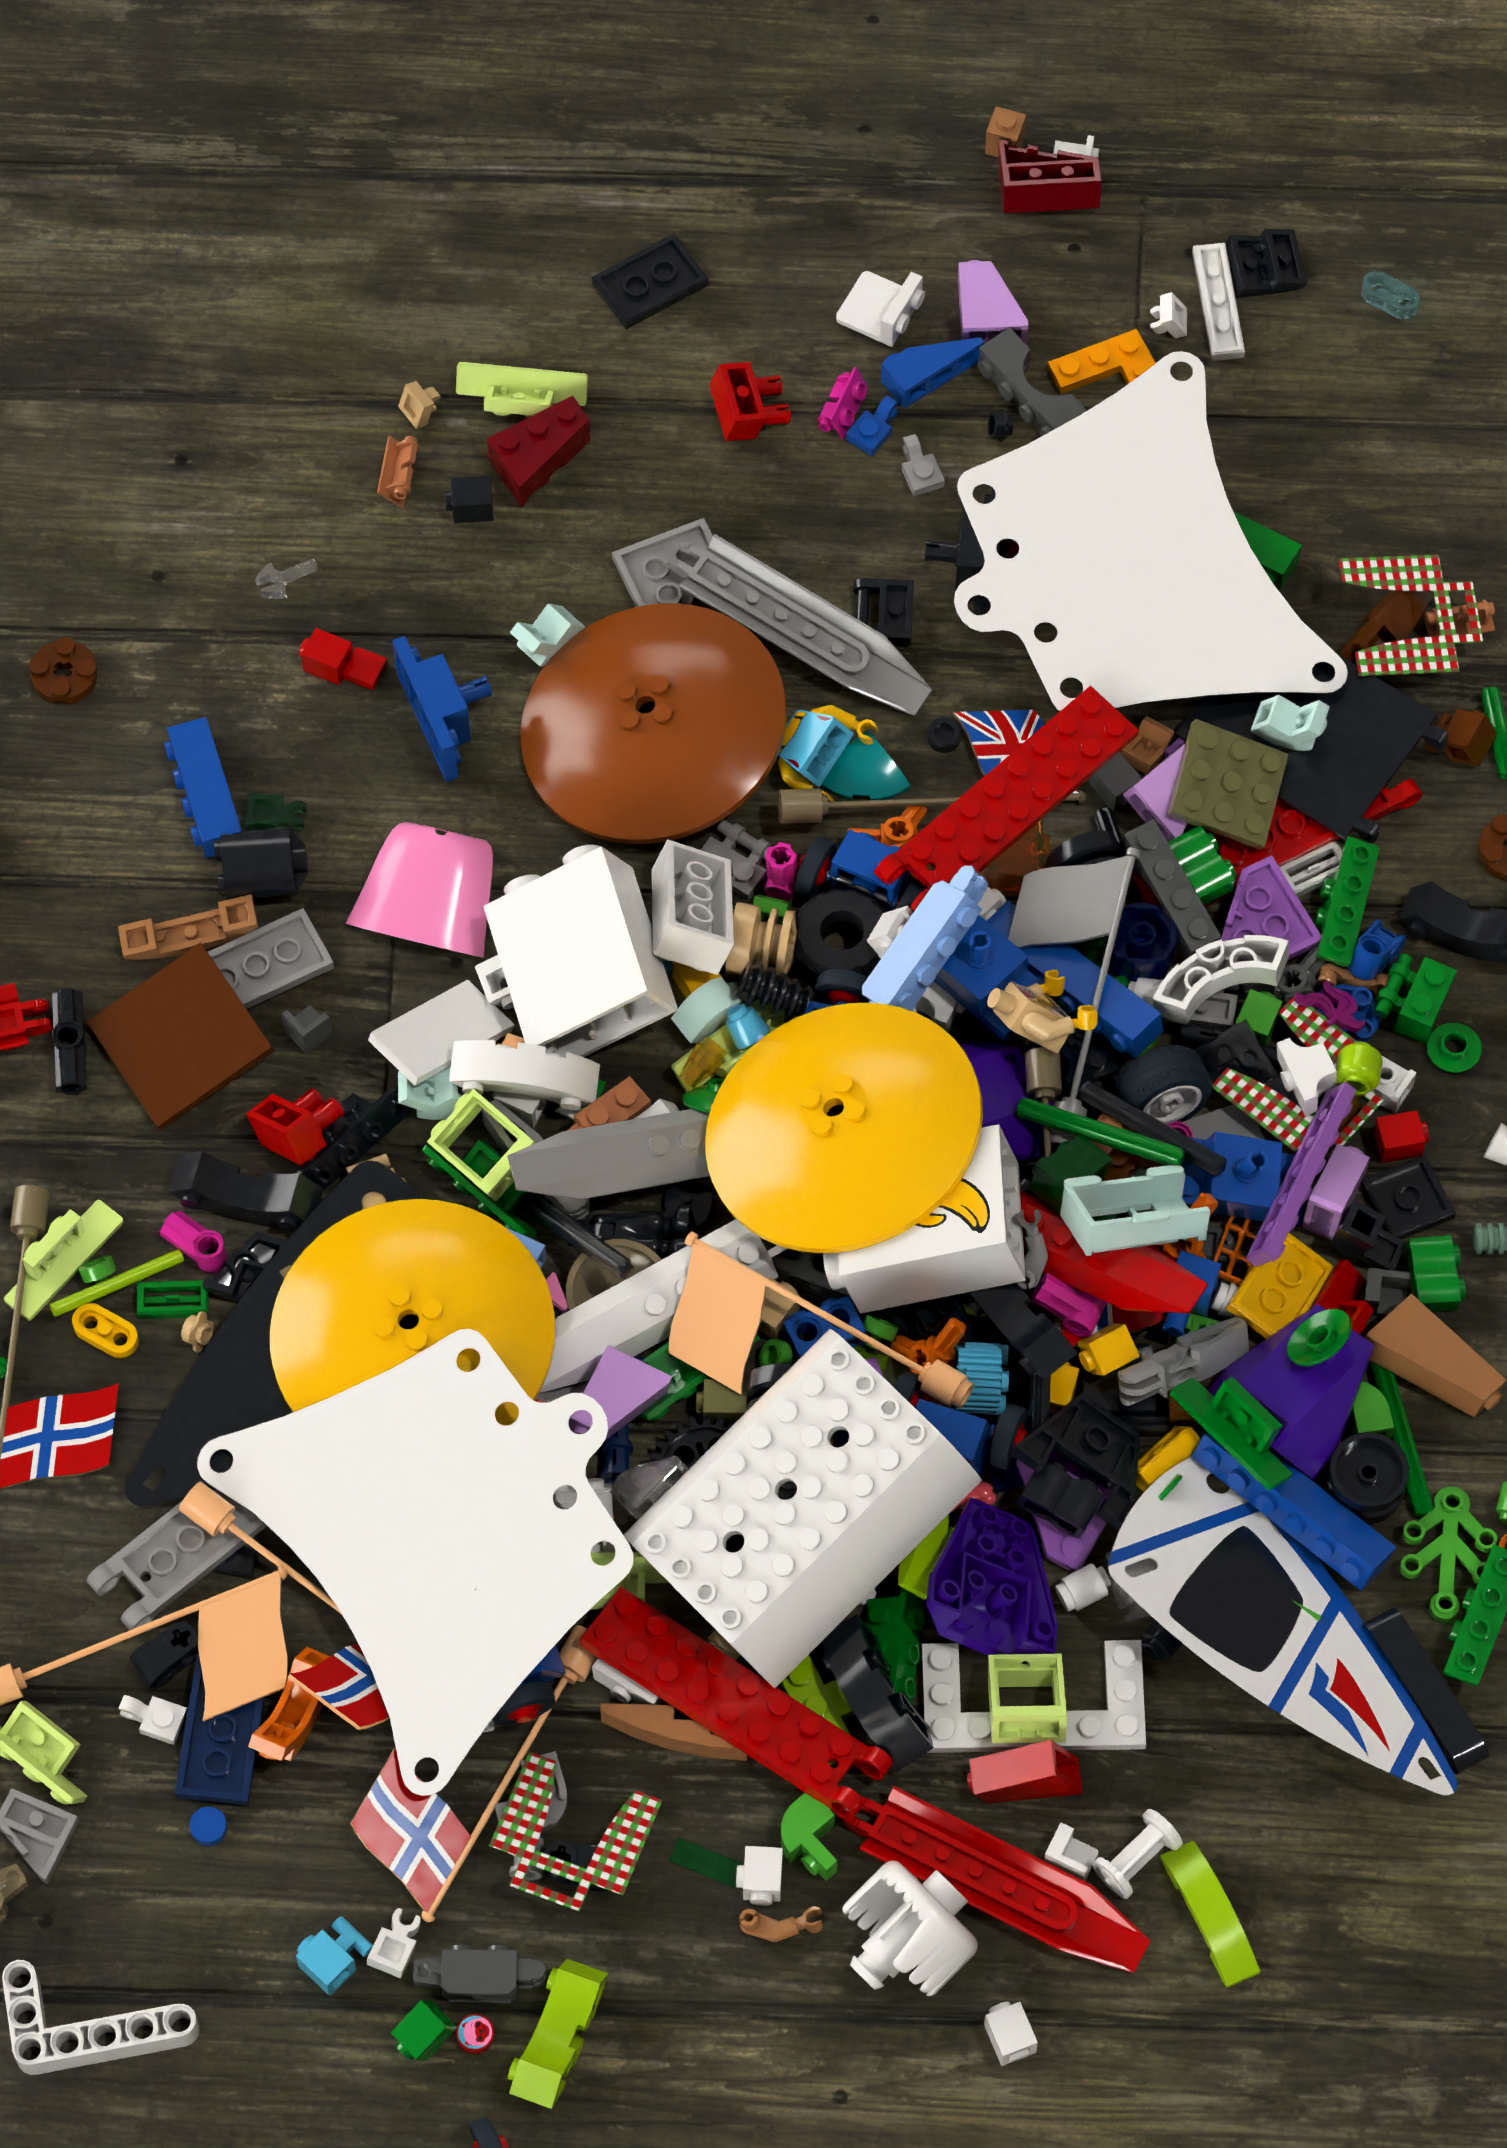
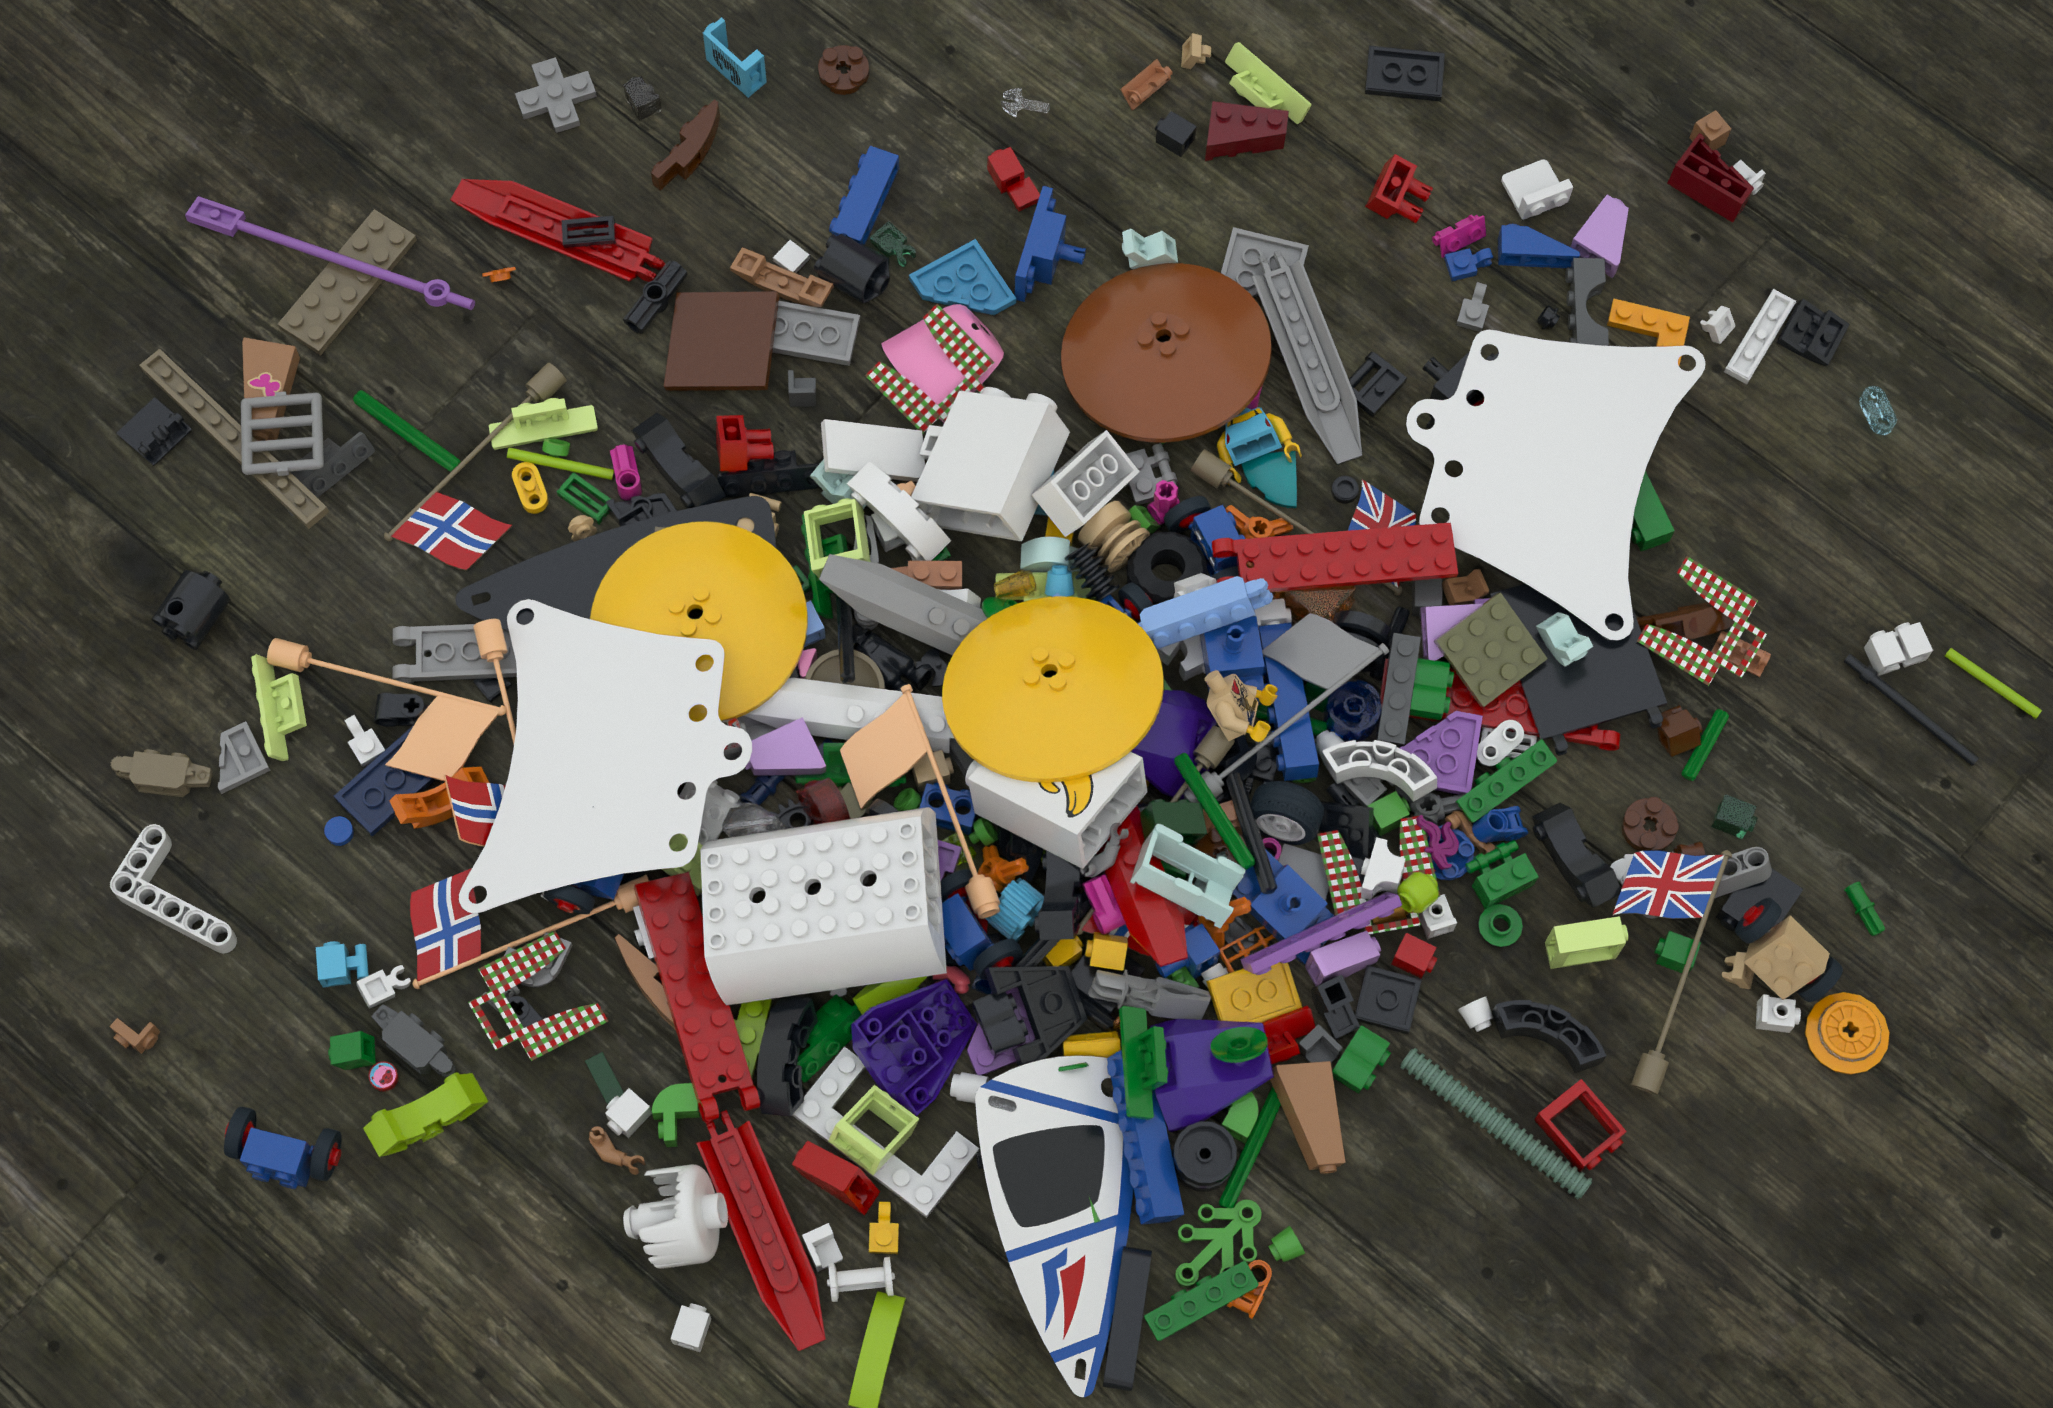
camera: 35 degrees right, 5 degrees up
(176, 901) = (791, 257): none -> white tile
(379, 796) = (964, 279): none -> dark azure plate
(432, 954) = (960, 350): none -> piece
(702, 1412) = (824, 801): none -> clear red brick
(1118, 1796) = (884, 1235): none -> yellow plate
(1308, 869) = (1500, 743): none -> white plate

